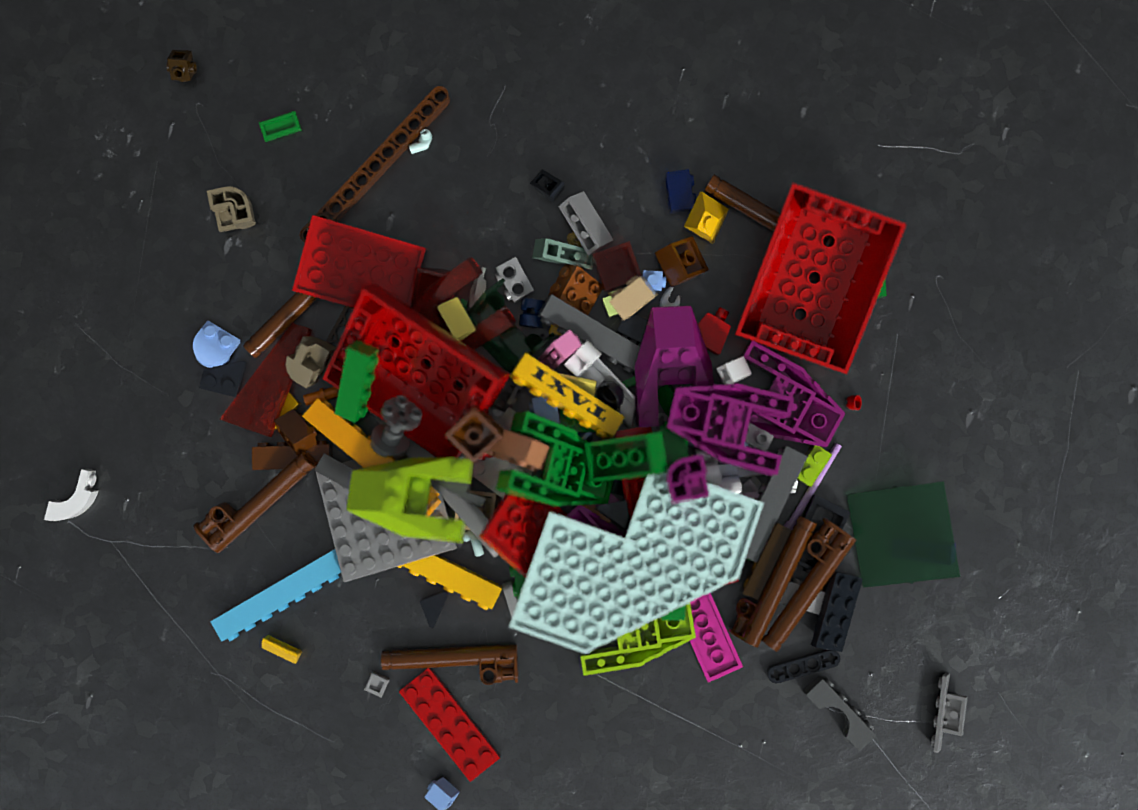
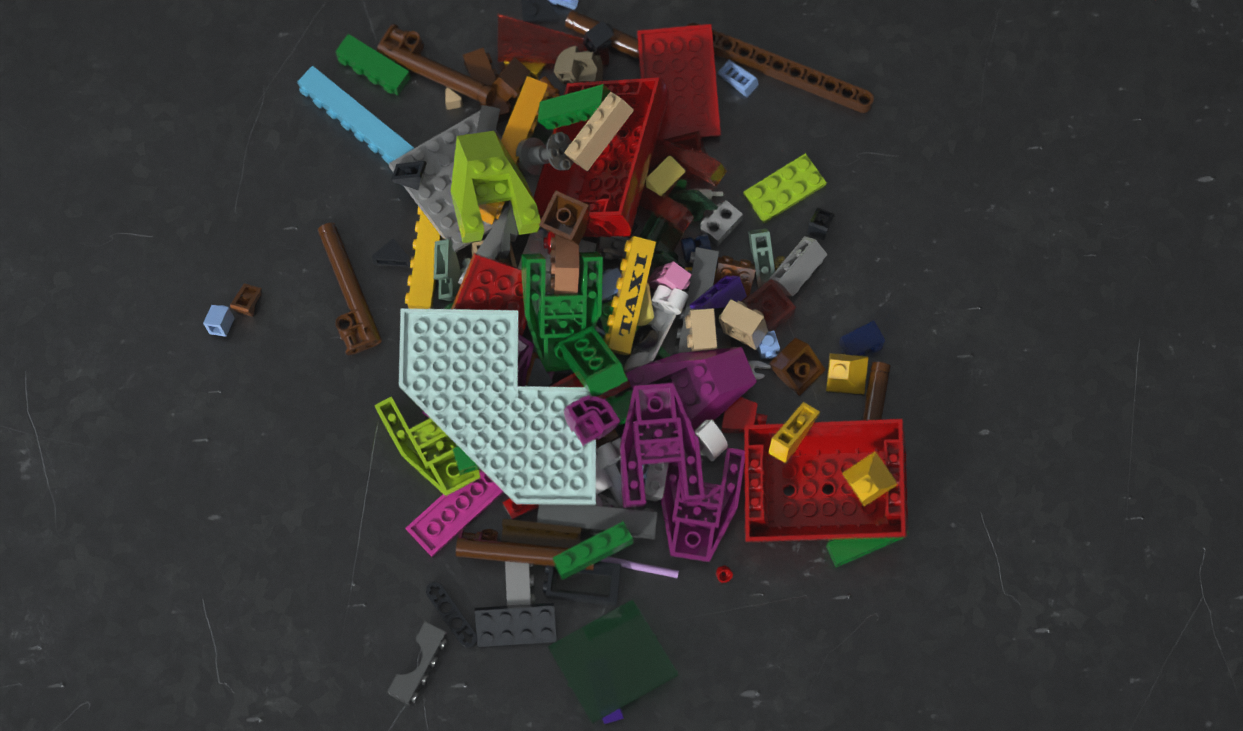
camera: 70 degrees right, 15 degrees down
(228, 560) = (373, 65): none -> green brick
(281, 649) = (306, 136): yellow slope -> none
(286, 331) = (598, 38): none -> black brick
(294, 495) = (452, 99): none -> tan slope
(364, 567) = (409, 174): none -> black slope
(367, 203) = (747, 85): none -> light blue slope
(377, 684) = (301, 231): light grey tile -> none
(396, 369) = (599, 131): none -> tan brick
(423, 142) = (816, 102): light aqua arm -> none
(430, 761) = (246, 299): none -> dark orange slope
(449, 724) = (286, 308): red plate -> none
(471, 560) = (446, 270): none -> sand green slope
(499, 206) = (784, 188): none -> lime plate
(596, 309) = (721, 293): none -> dark purple slope
(626, 339) = (702, 330): none -> tan brick
(765, 290) = (793, 432): none -> yellow slope
(806, 521) = (593, 550): none -> green brick
(813, 465) = (648, 552): lime brick -> none
(833, 548) = (578, 593): reddish brown piece -> none
(840, 236) = (869, 478): none -> yellow slope

